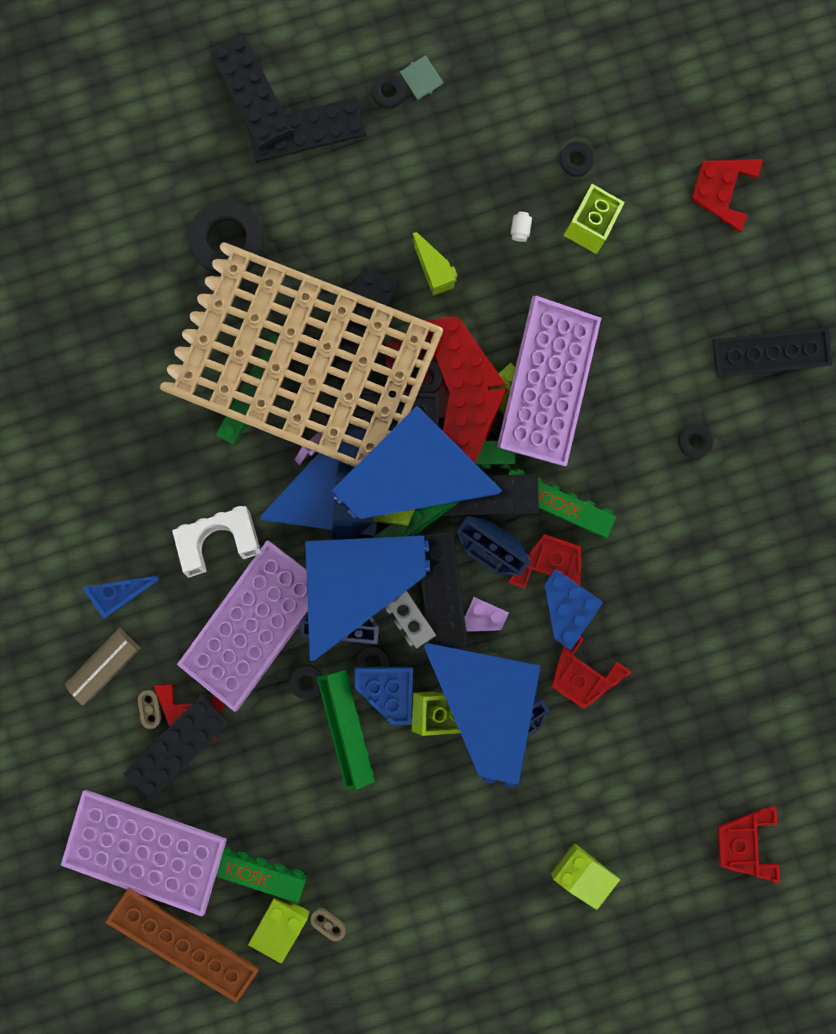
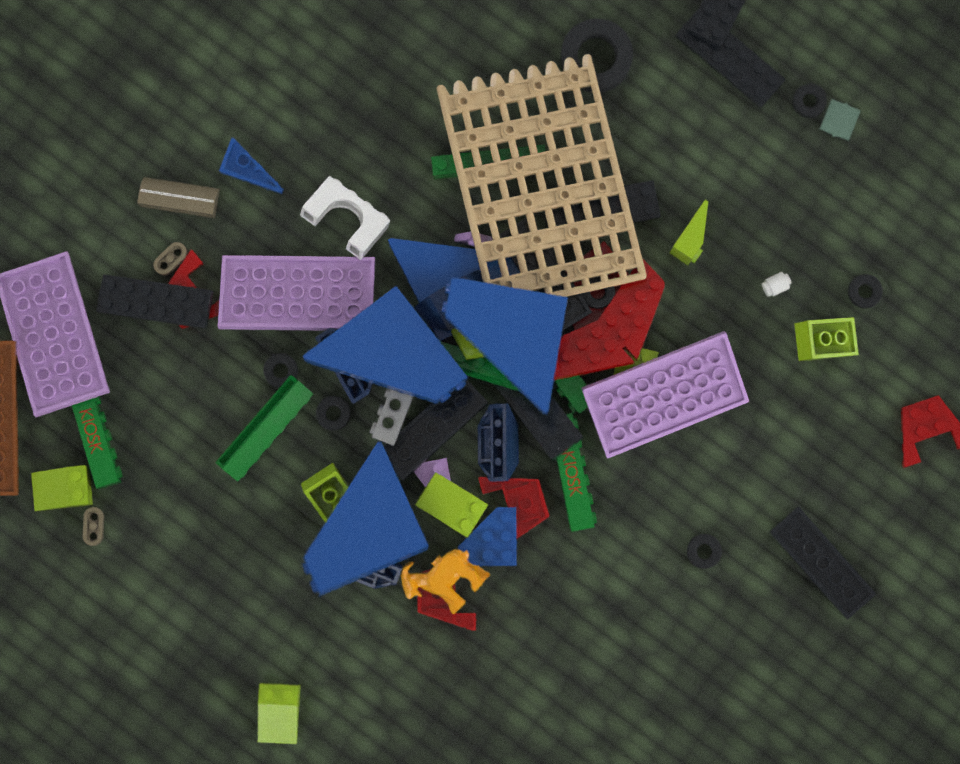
camera: 50 degrees right, 5 degrees down
(387, 691) = (319, 440): blue plate -> none
(516, 620) = (451, 504): none -> lime slope
(571, 668) = (443, 576): none -> light orange animal

